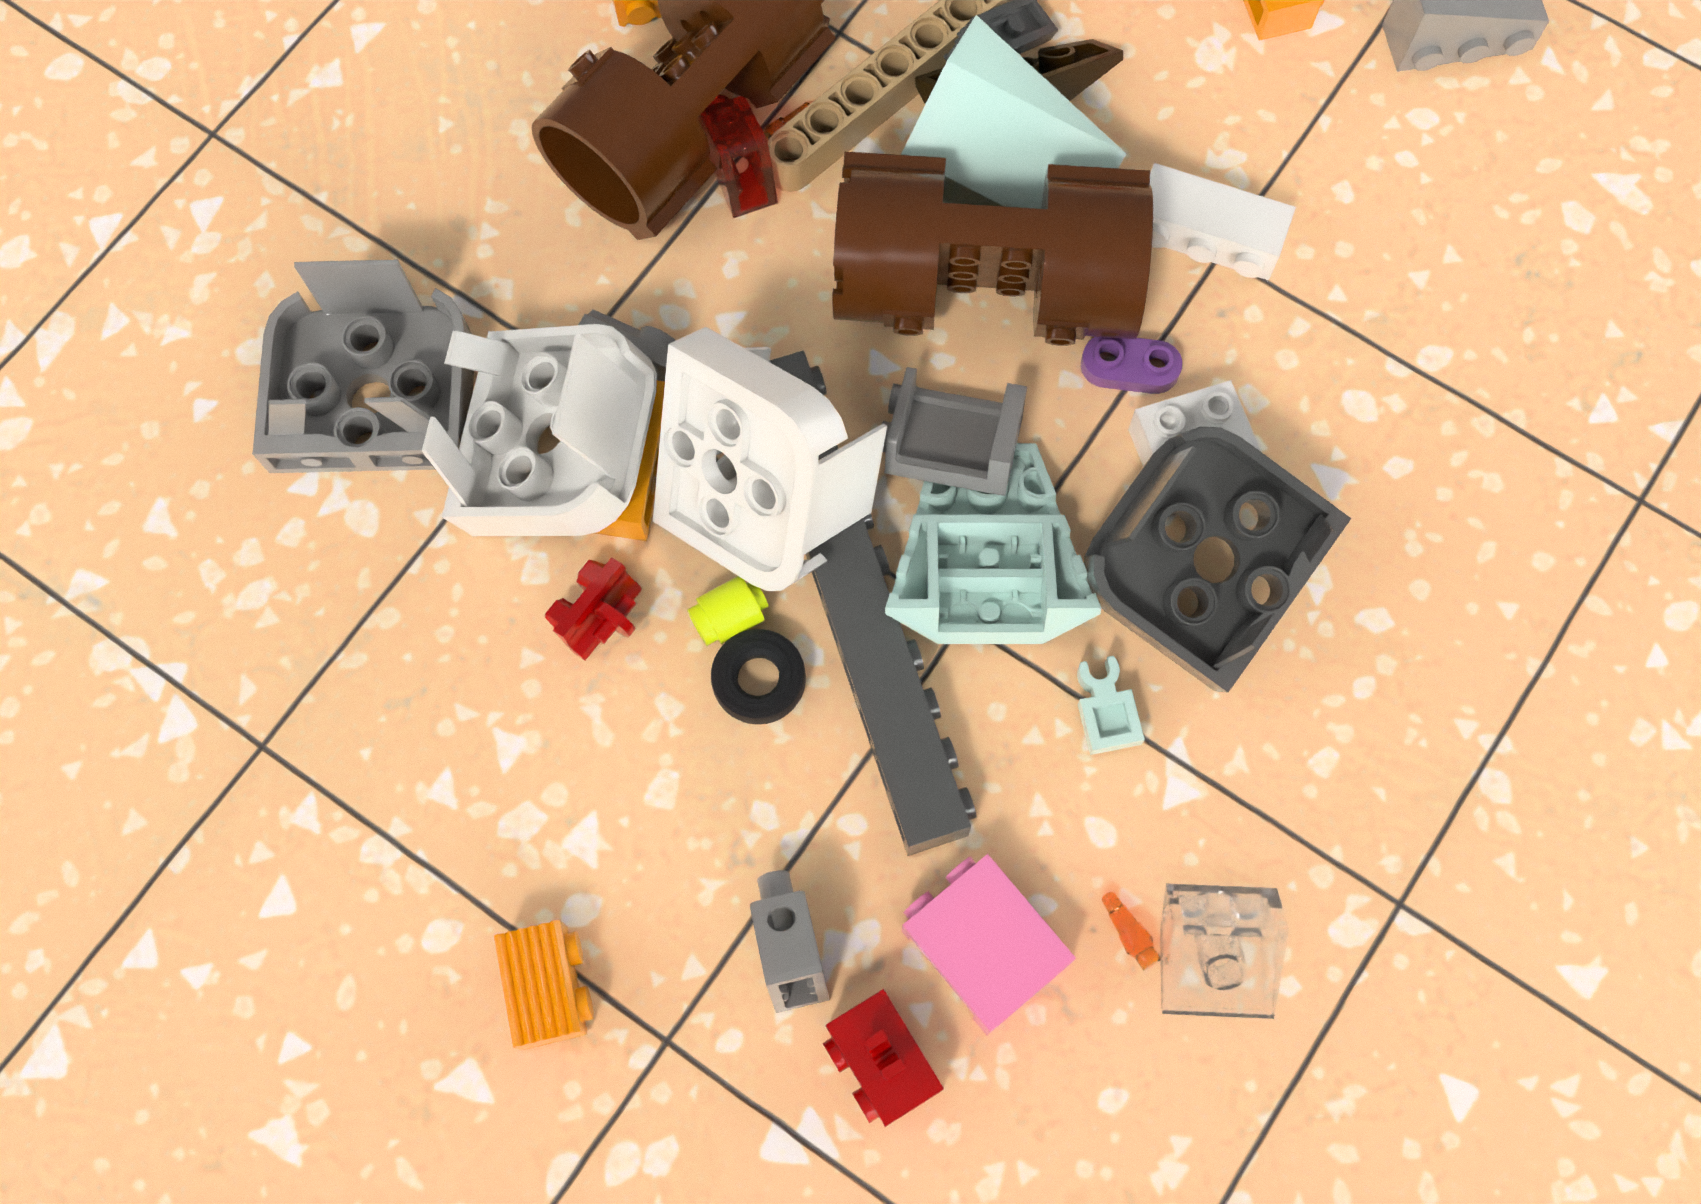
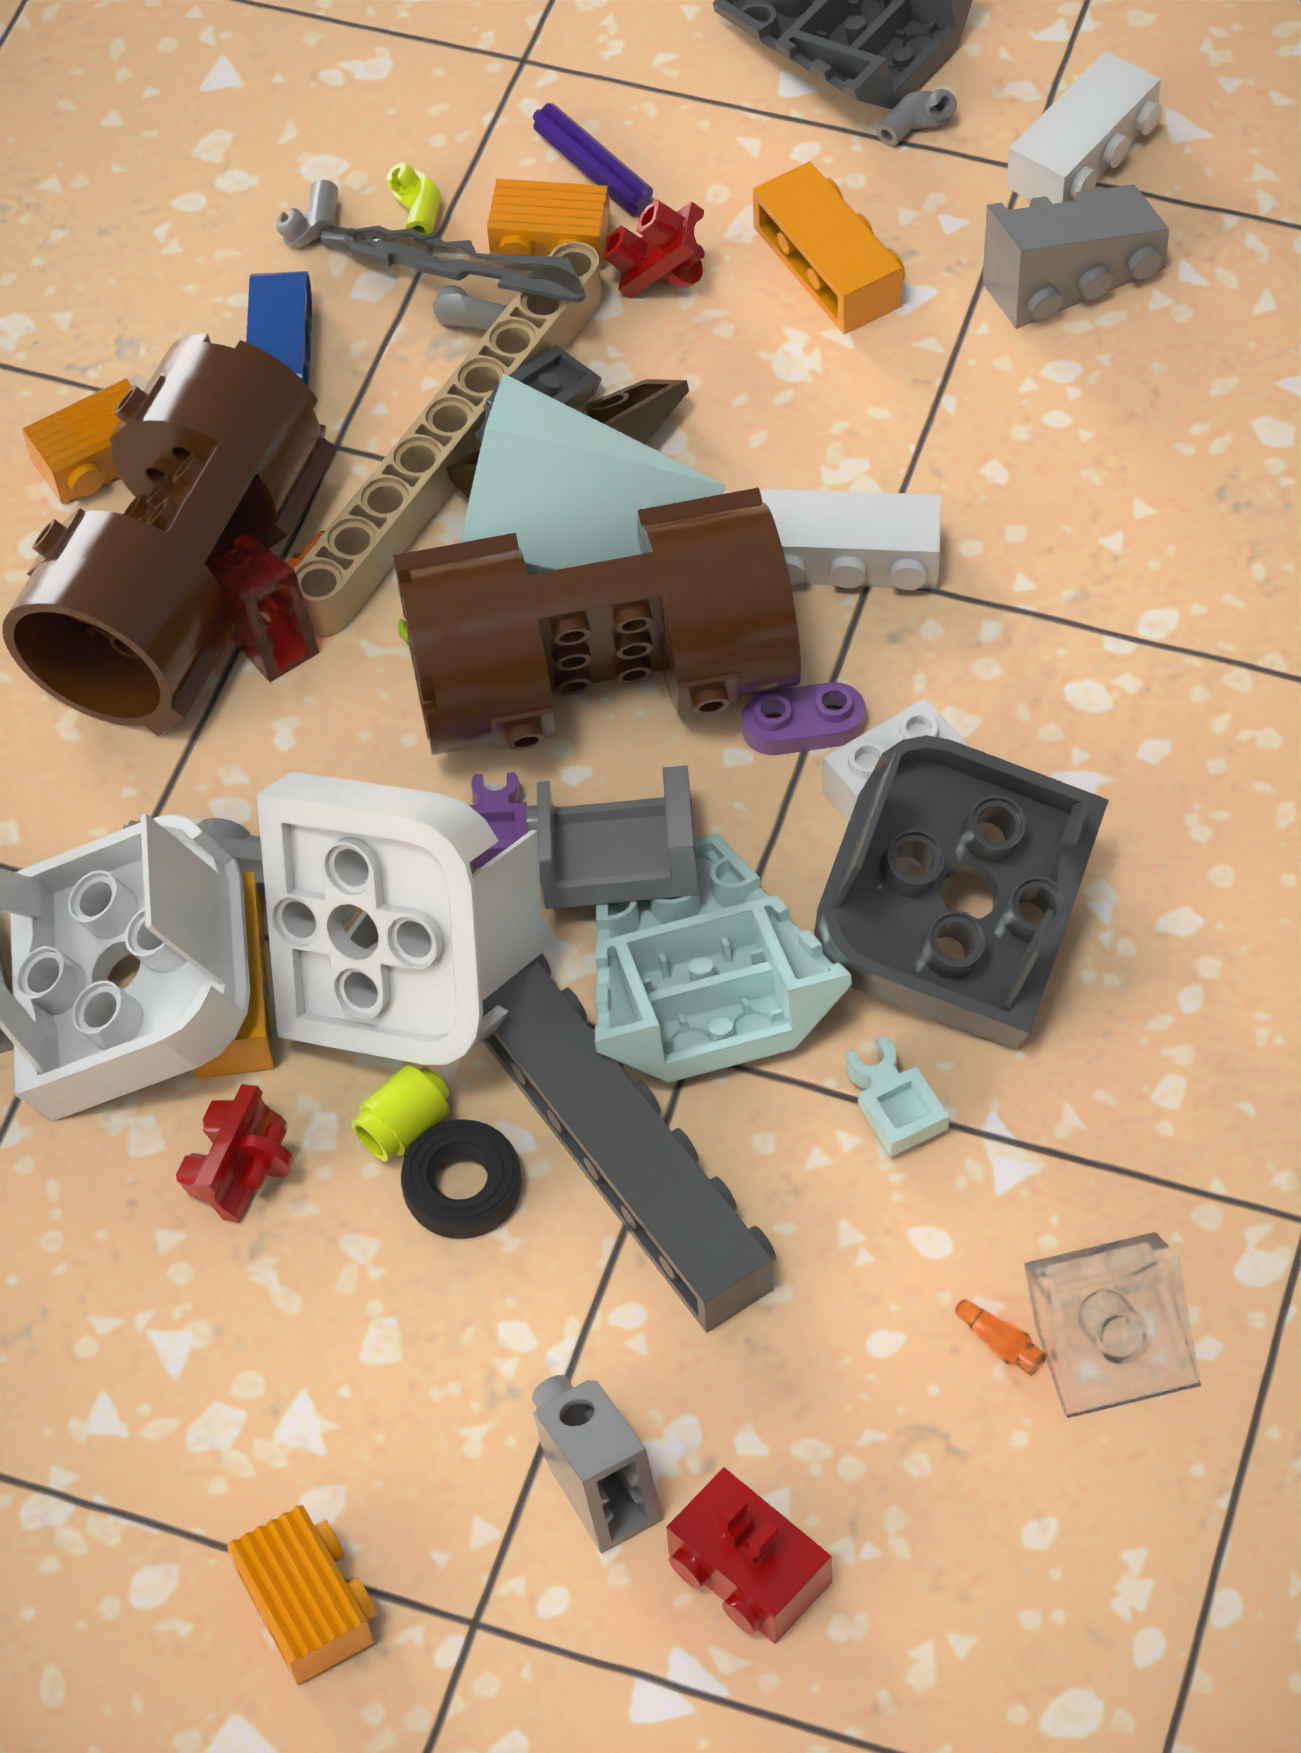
camera: 15 degrees left, 15 degrees down
(868, 389) = (501, 812): none -> medium lavender plate
(986, 941) = (834, 1389): bright pink panel -> none

